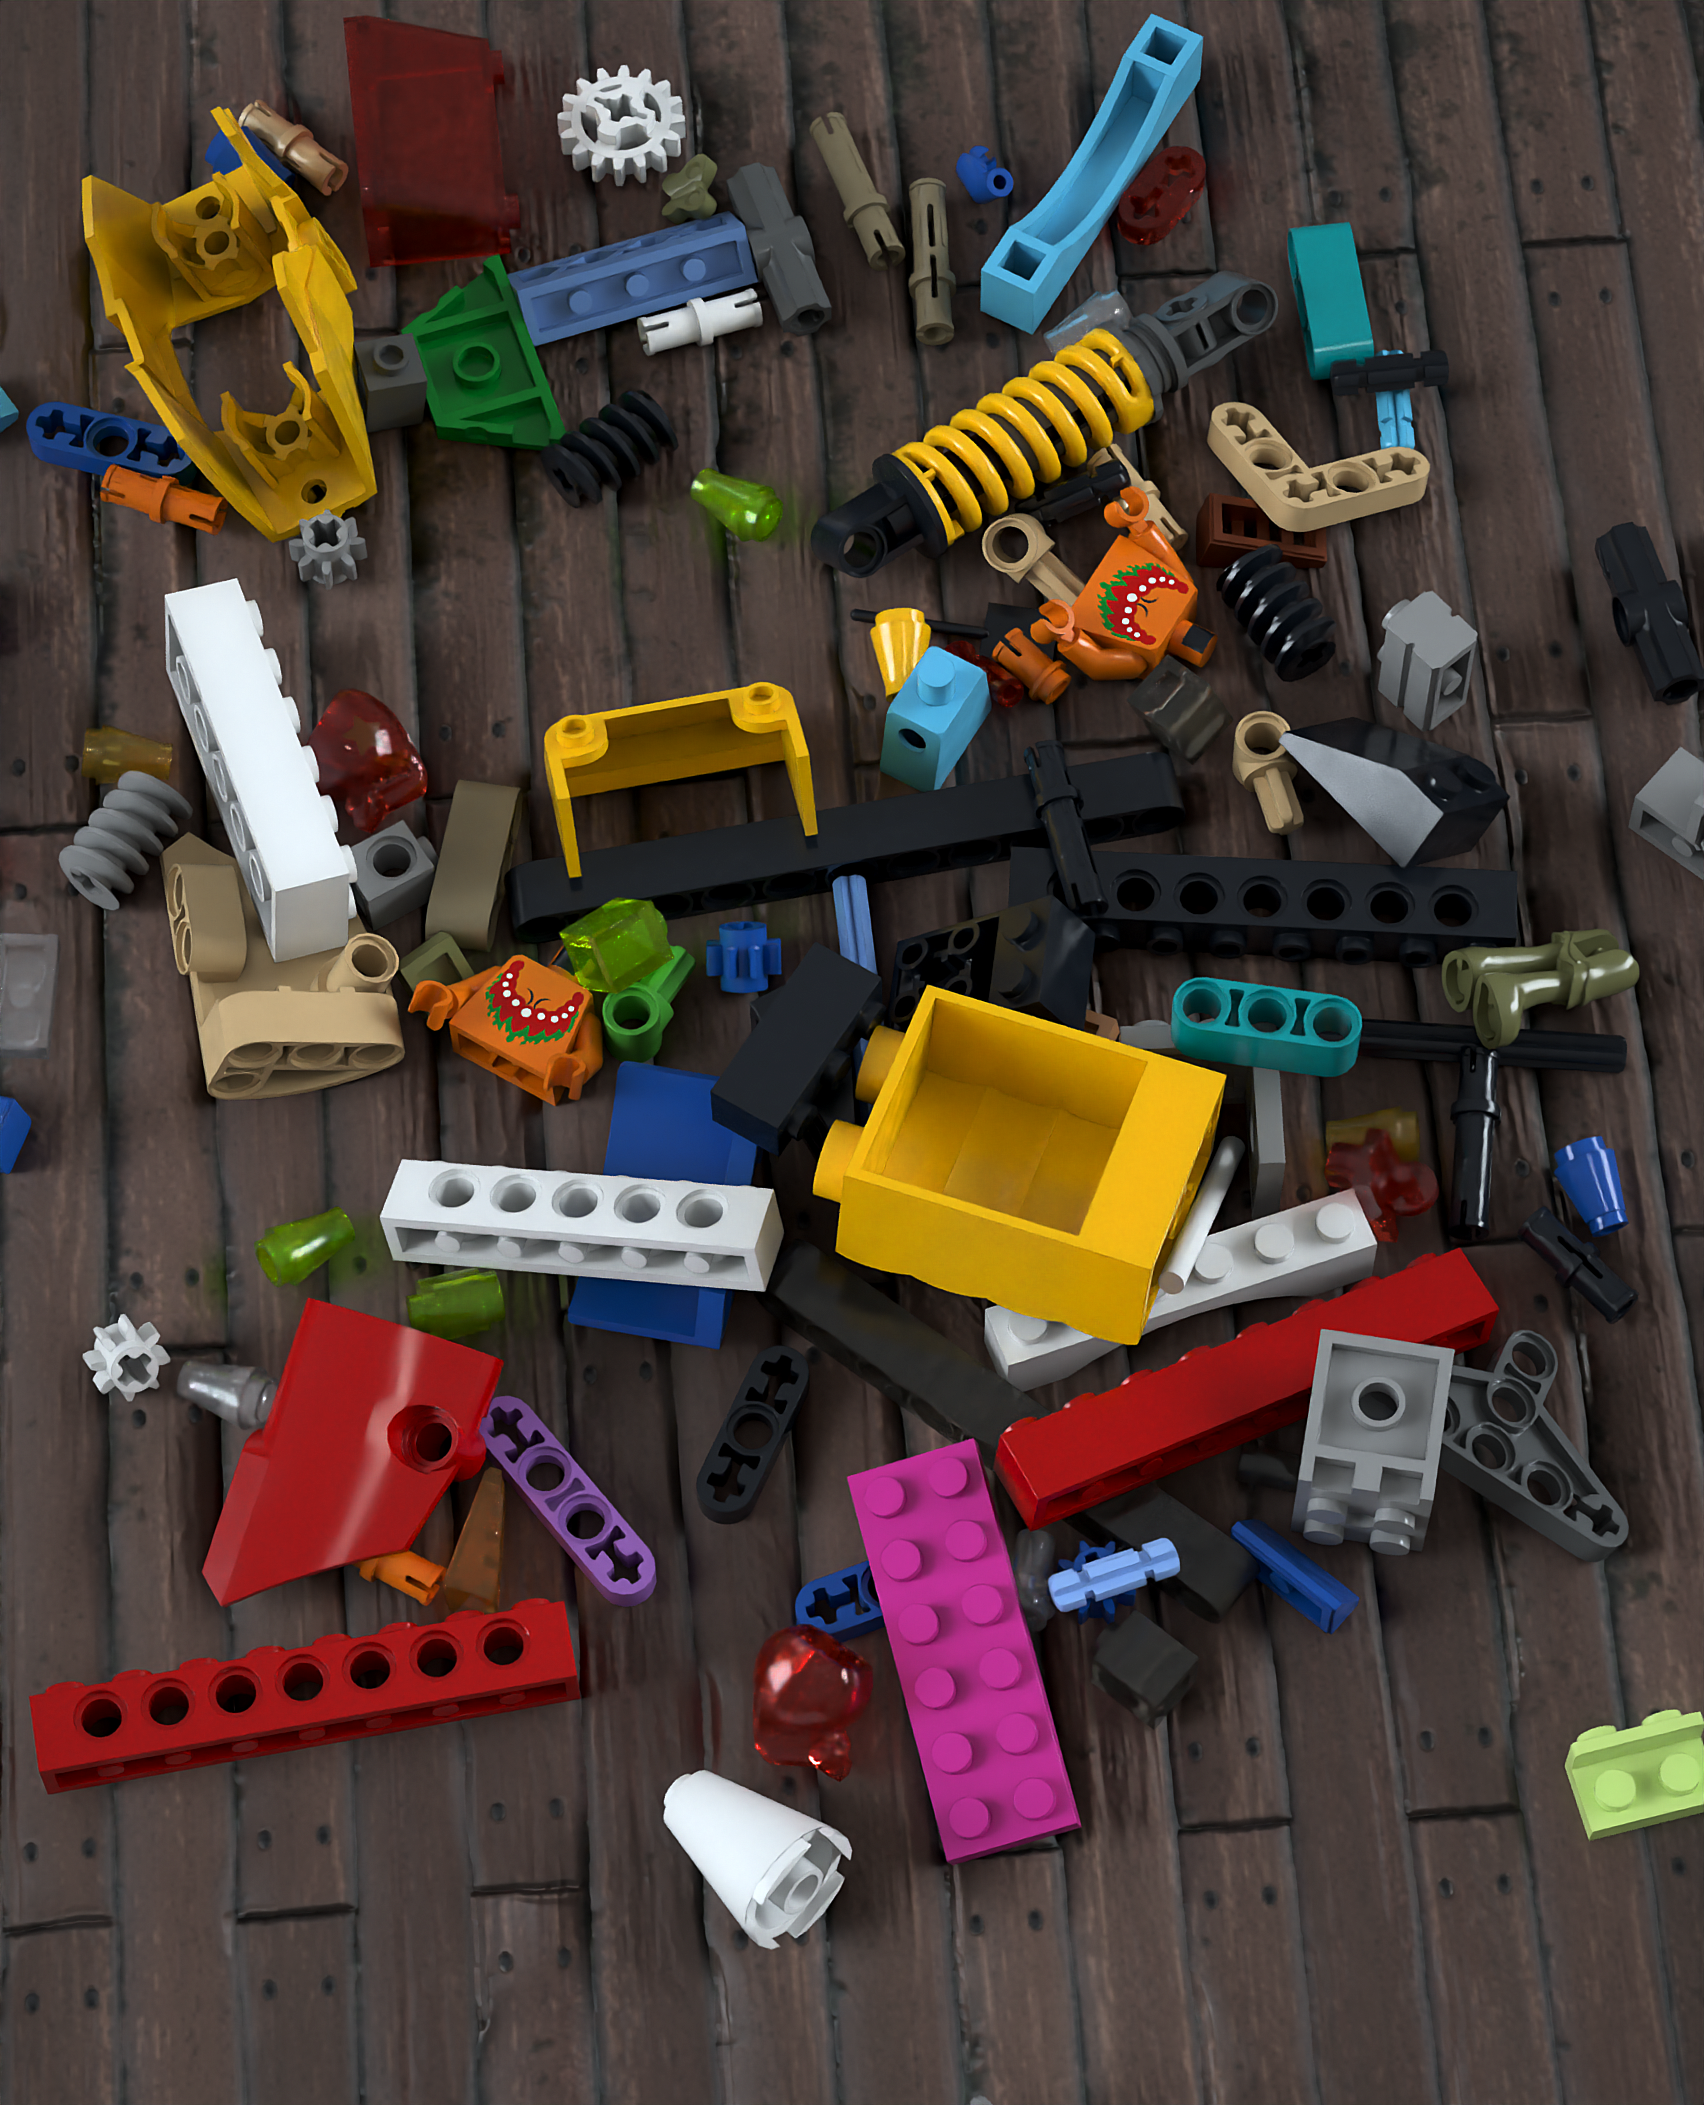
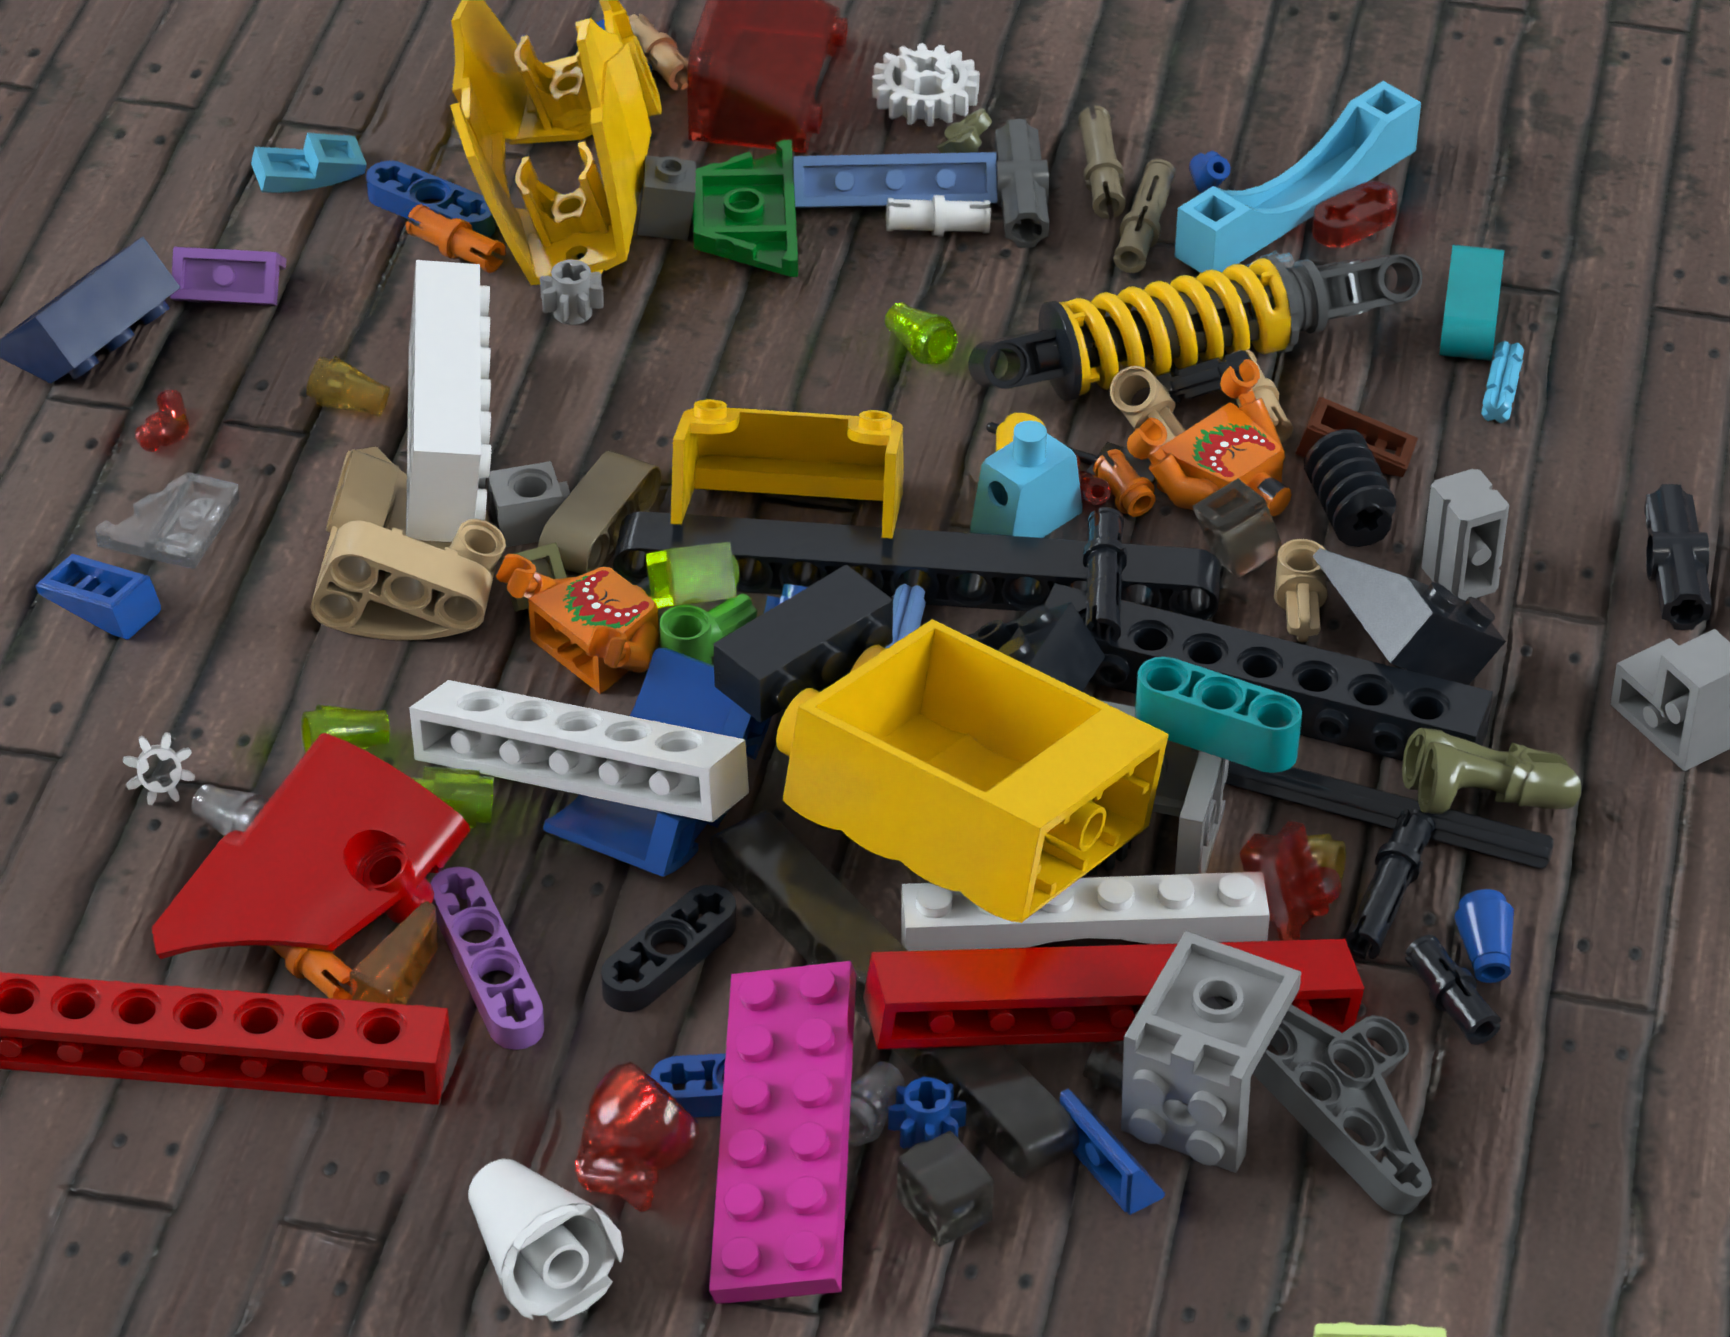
camera: 15 degrees right, 20 degrees down
(120, 834) = (320, 432): light grey piece -> none
(366, 758) = (537, 418): clear red piece -> none
(606, 446) = (826, 270): black piece -> none
(1114, 1574) = (939, 1094): light blue axle -> none
(1201, 1215) = (1116, 861): white bar -> none
(1304, 496) = (1395, 413): tan beam -> none
(1389, 372) = (1503, 349): black axle -> none

